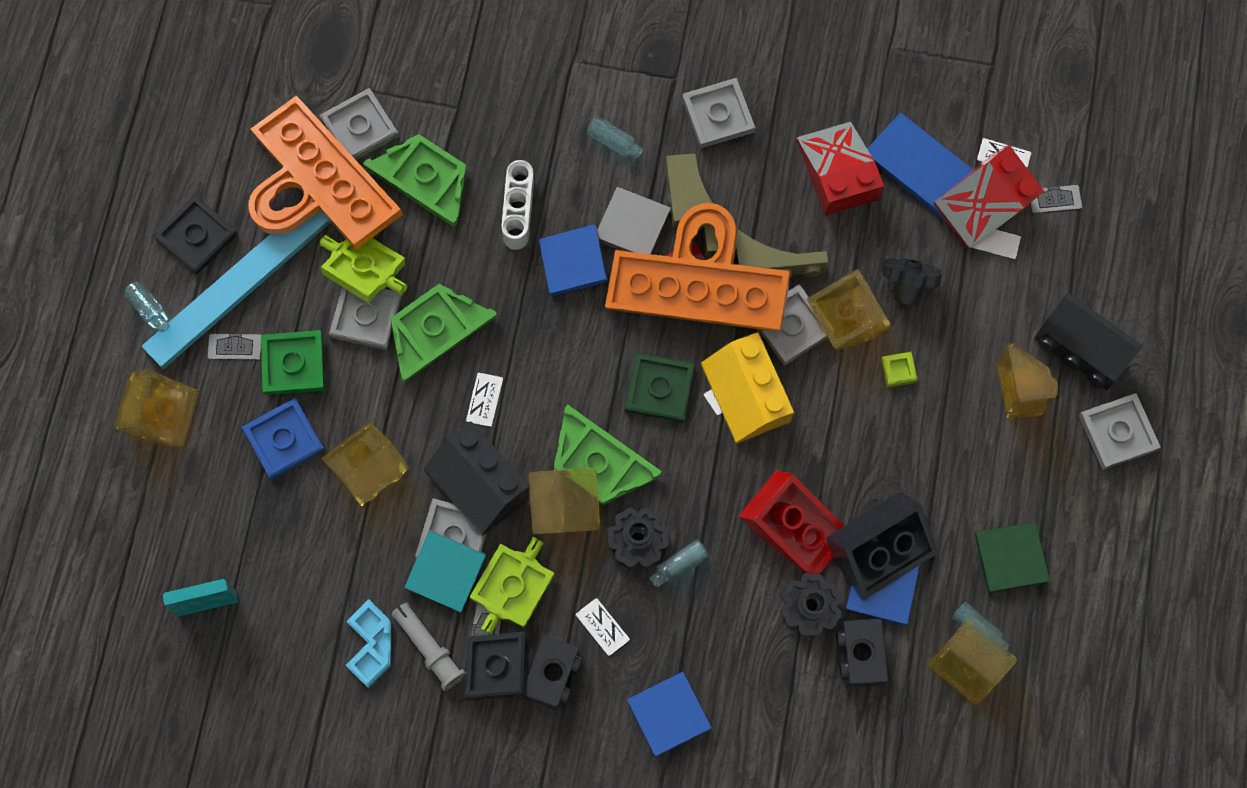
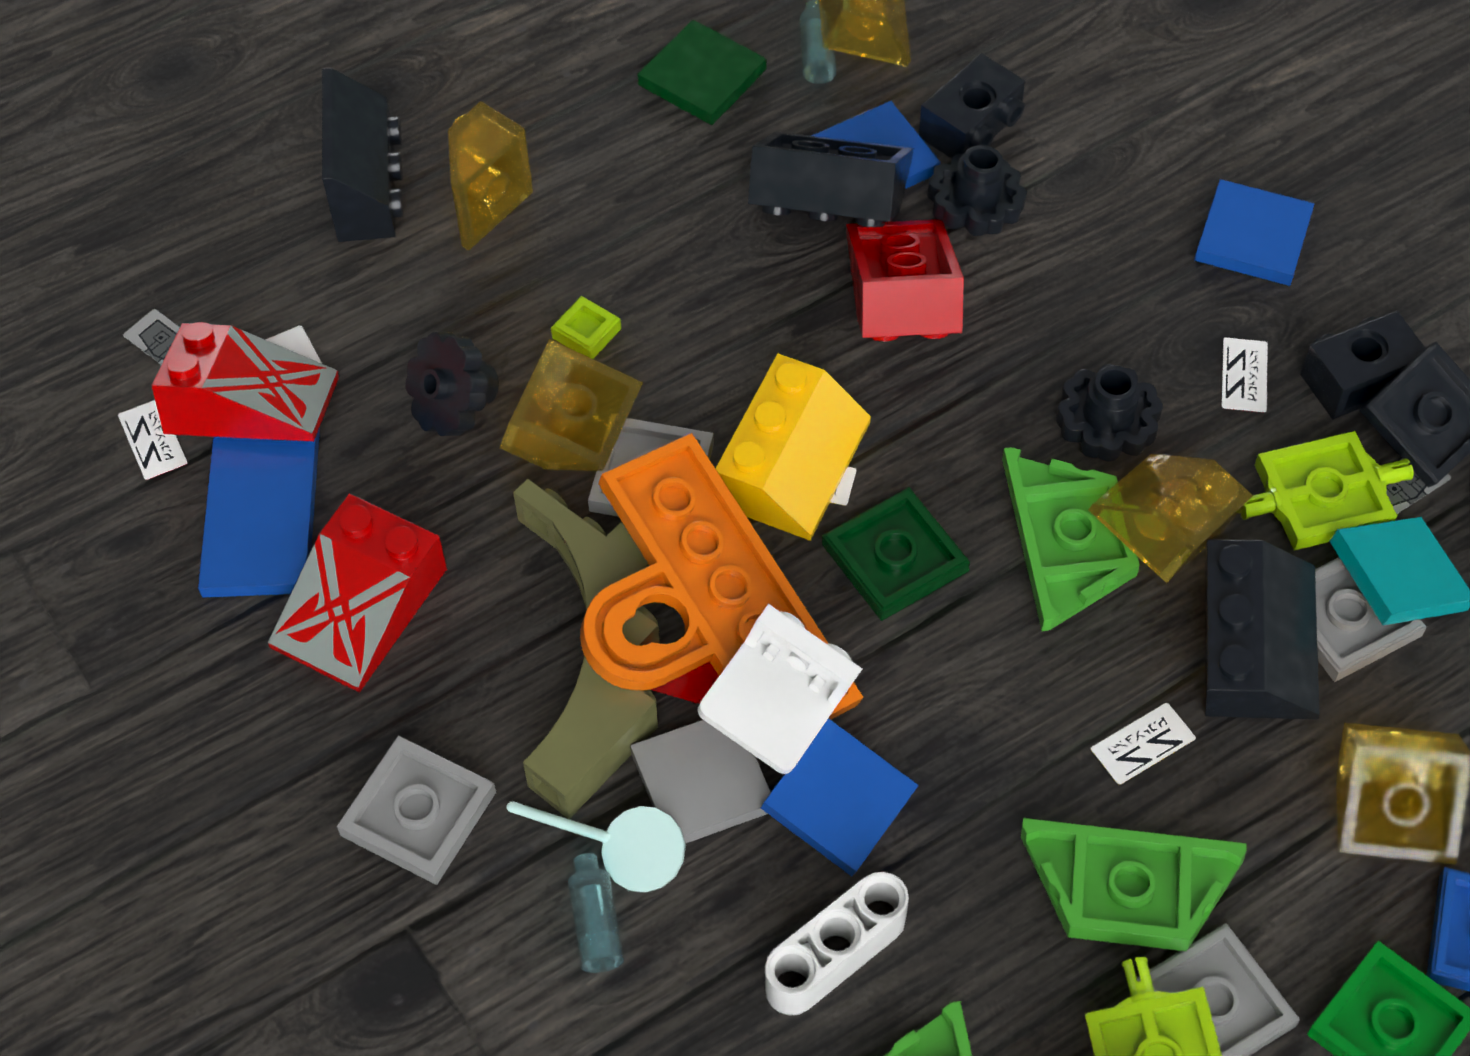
camera: 130 degrees left, 15 degrees down
(629, 176) = (638, 849): none -> light aqua piece
(630, 259) = (778, 690): none -> white bracket
(680, 564) = (1084, 348): clear light blue cylinder -> none
(1119, 431) = (439, 74): light grey plate -> none

